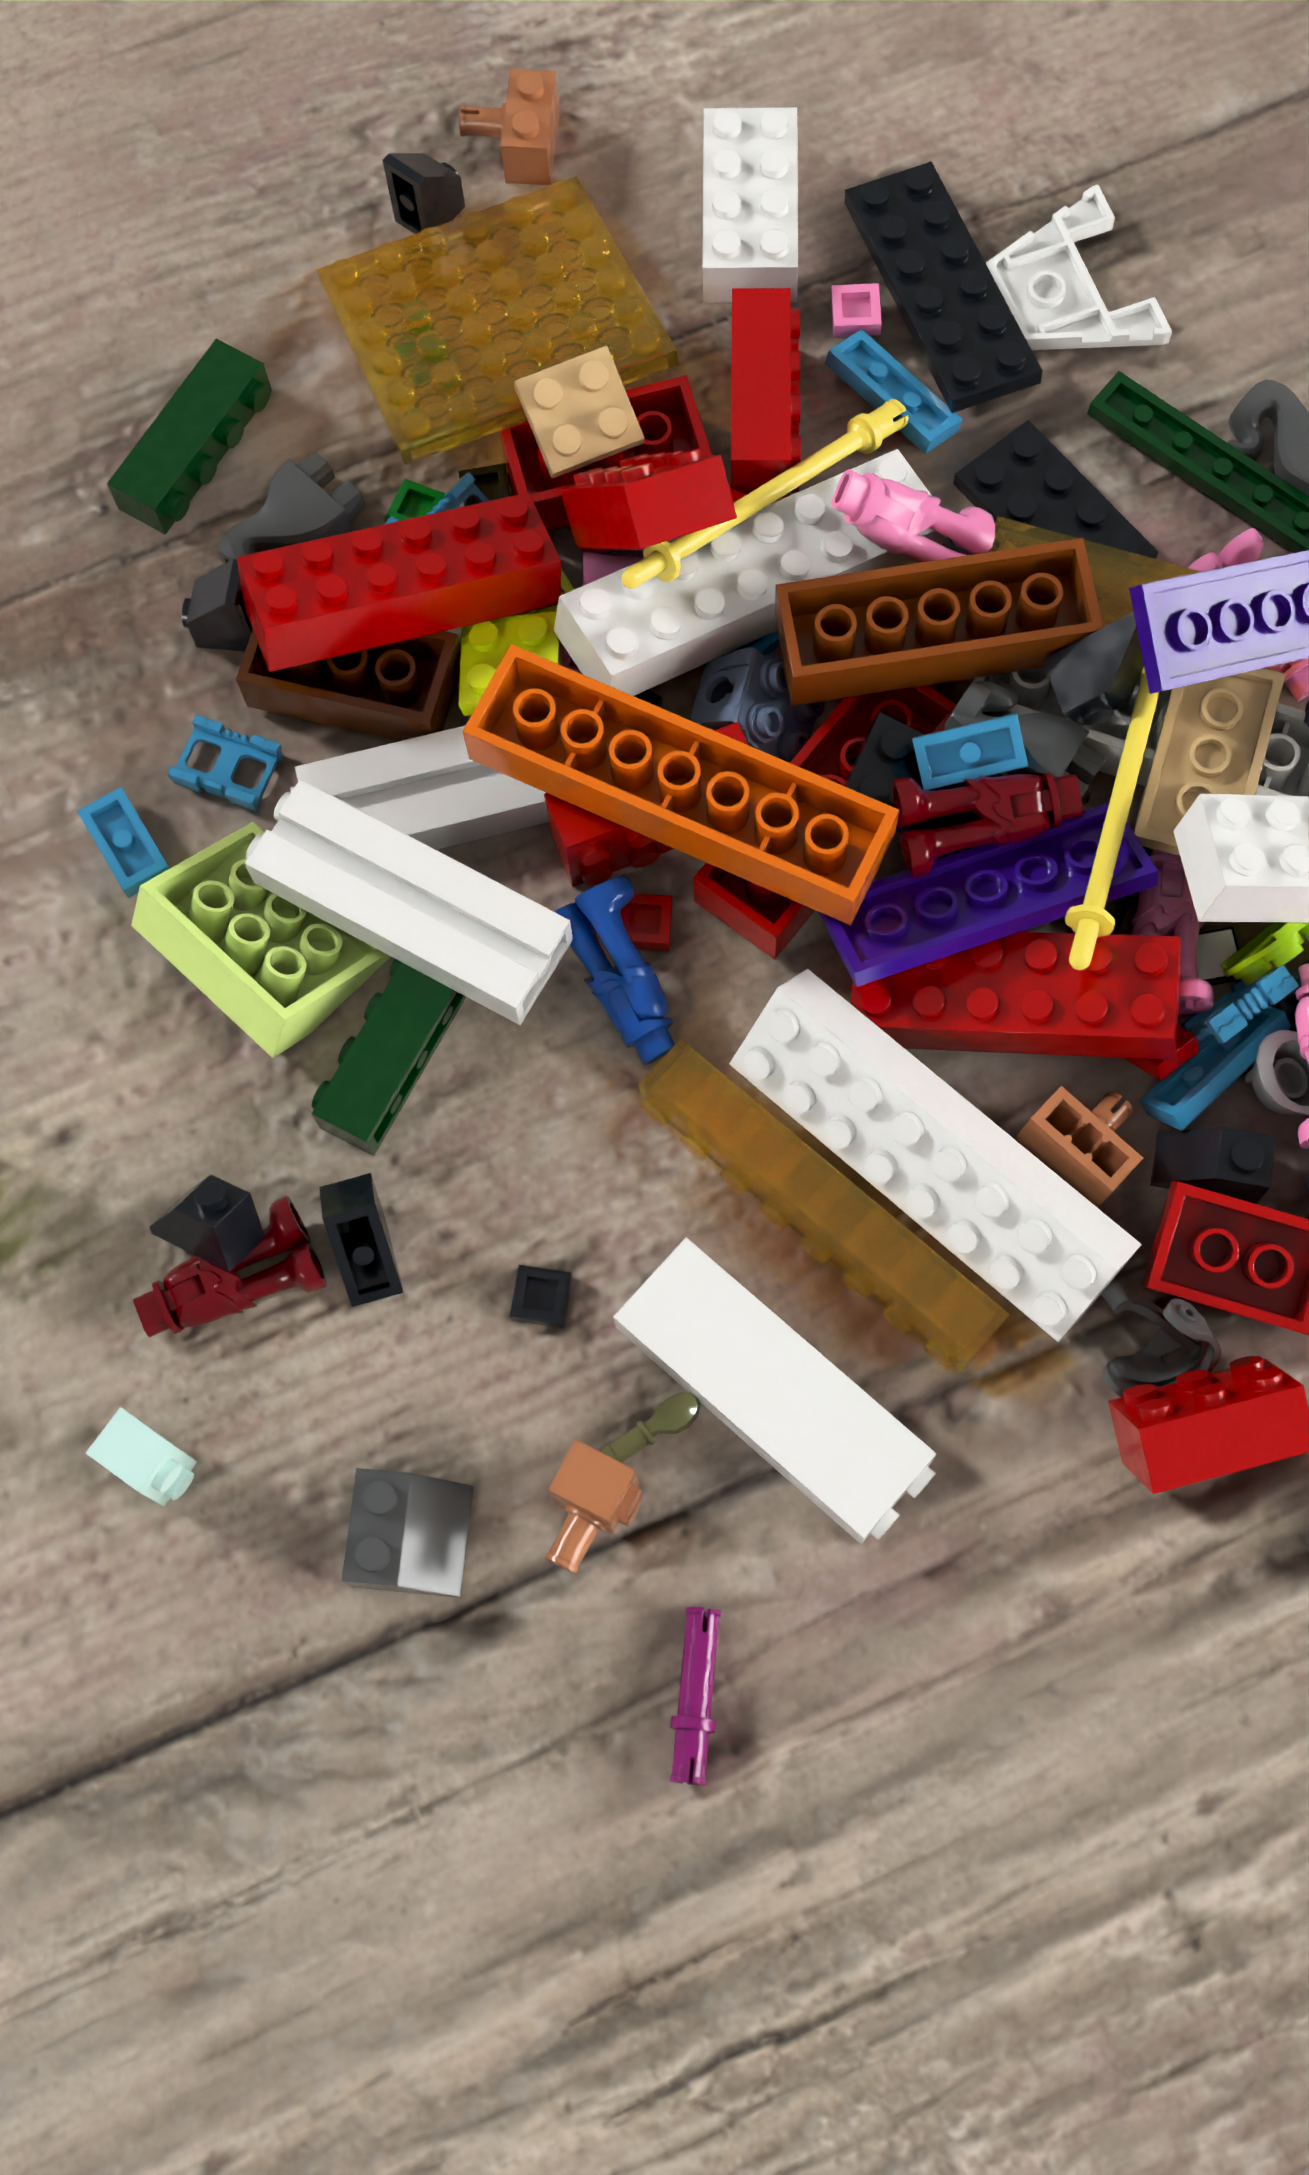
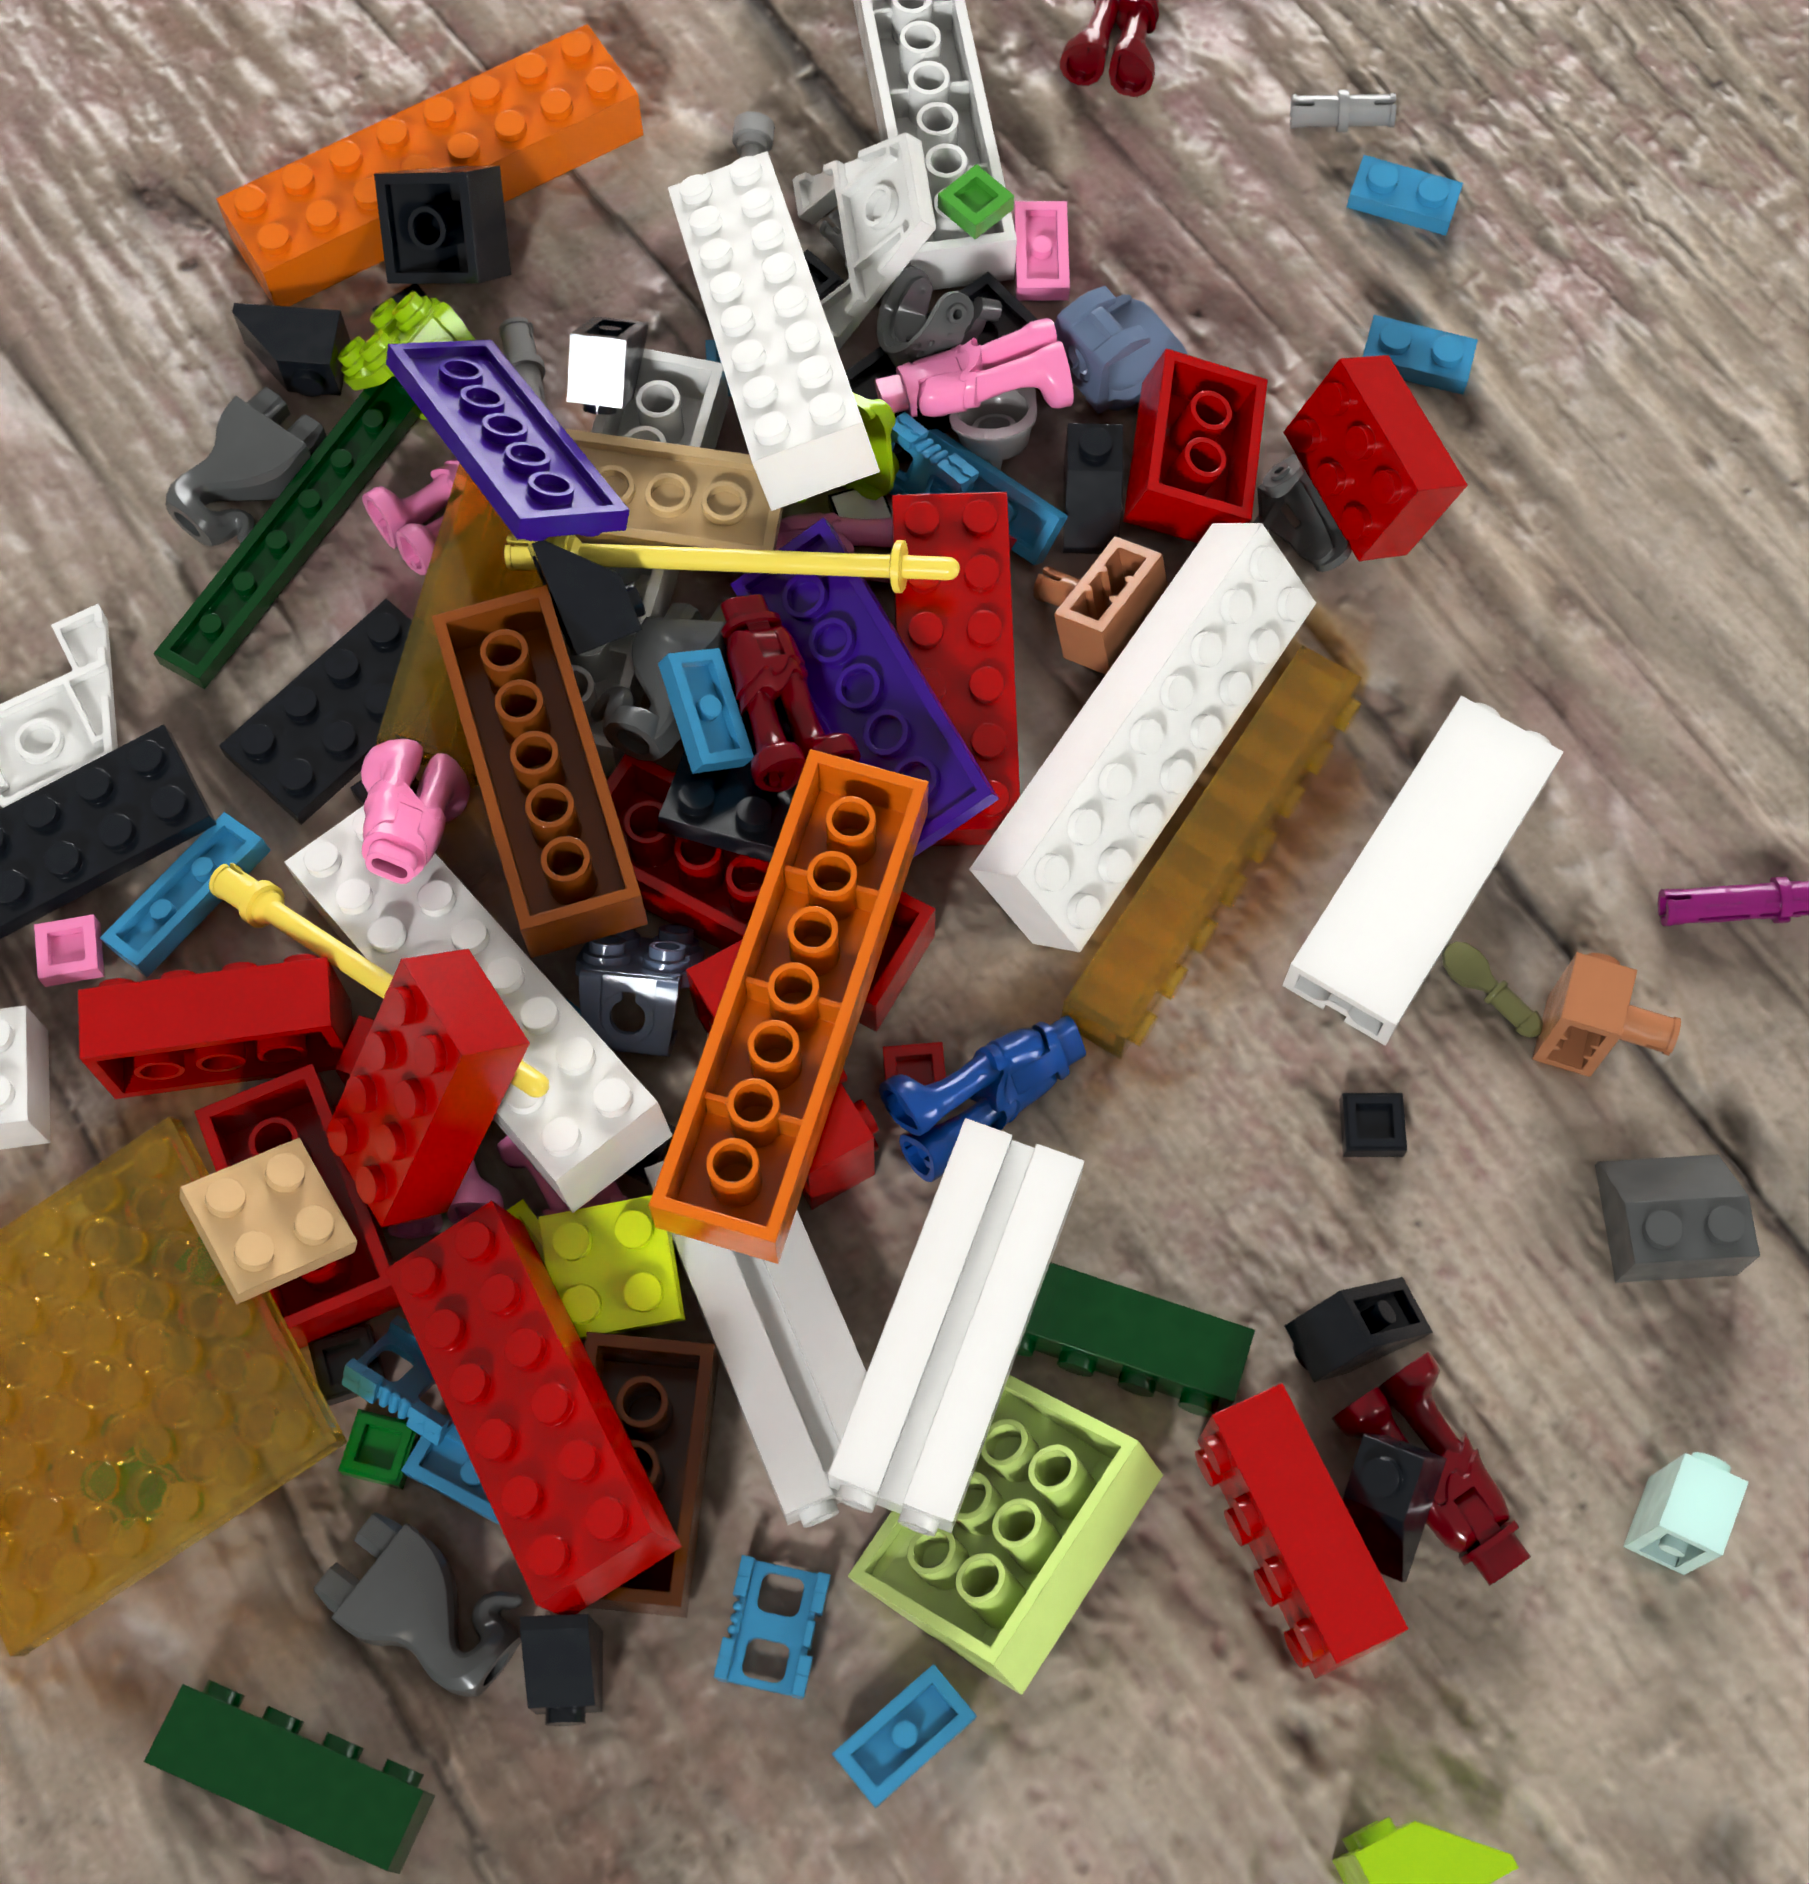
camera: 105 degrees left, 5 degrees down
(180, 1142) = (1298, 1532): none -> red brick

